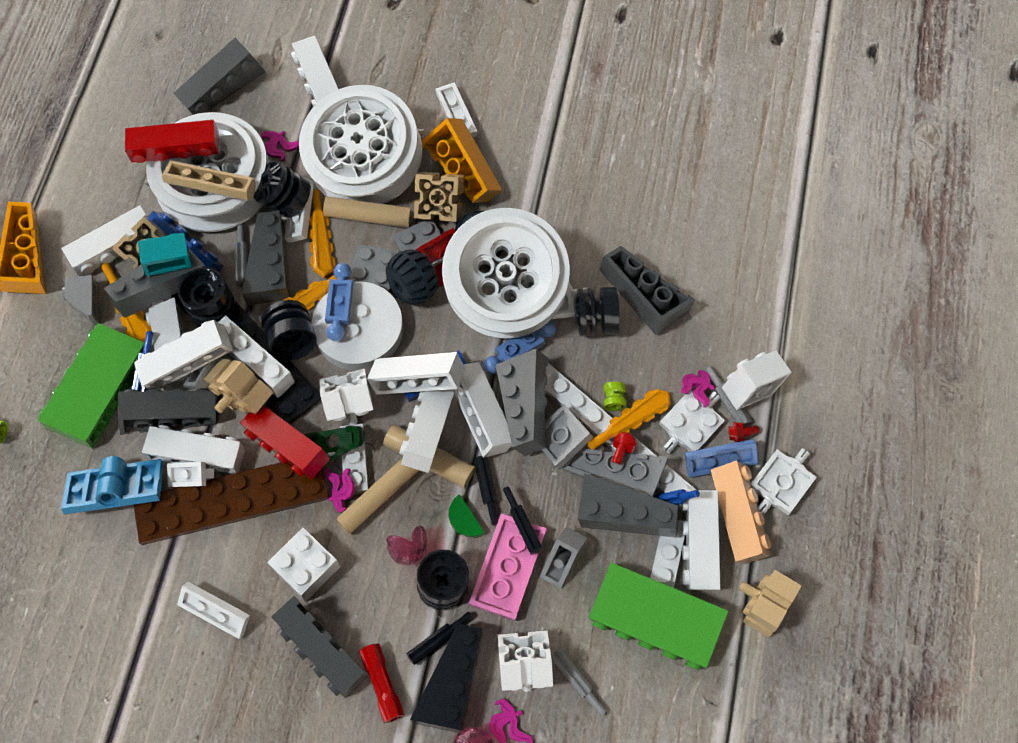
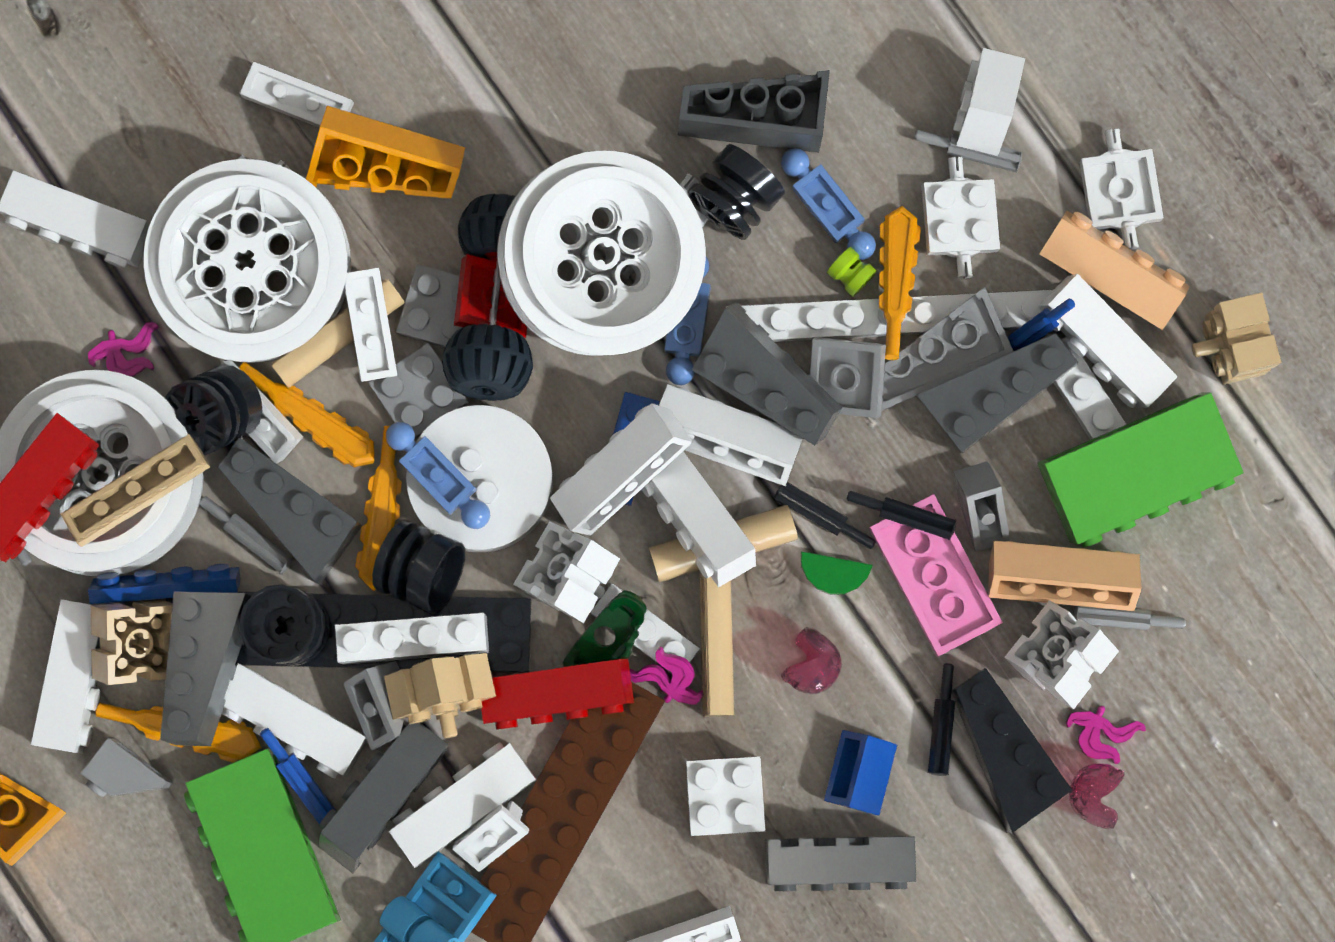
camera: 50 degrees left, 15 degrees up
(164, 254) = (190, 628): teal brick -> none
(183, 355) = (344, 719): white brick -> none
(375, 620) = (860, 772): none -> blue brick
(381, 217) = (370, 324): none -> white plate
(387, 700) = (962, 838): red axle -> none
(439, 196) = (408, 231): tan brick -> none
(442, 566) = (900, 643): black wheel -> none
(567, 627) = (1064, 575): none -> light nougat brick
(624, 443) = (922, 318): red plate -> none
(635, 358) = (827, 203): none -> medium blue plate
(701, 384) = (928, 158): dark pink piece -> none
(702, 461) = (1033, 227): medium blue plate -> none
(738, 433) = (1022, 180): red plate -> none

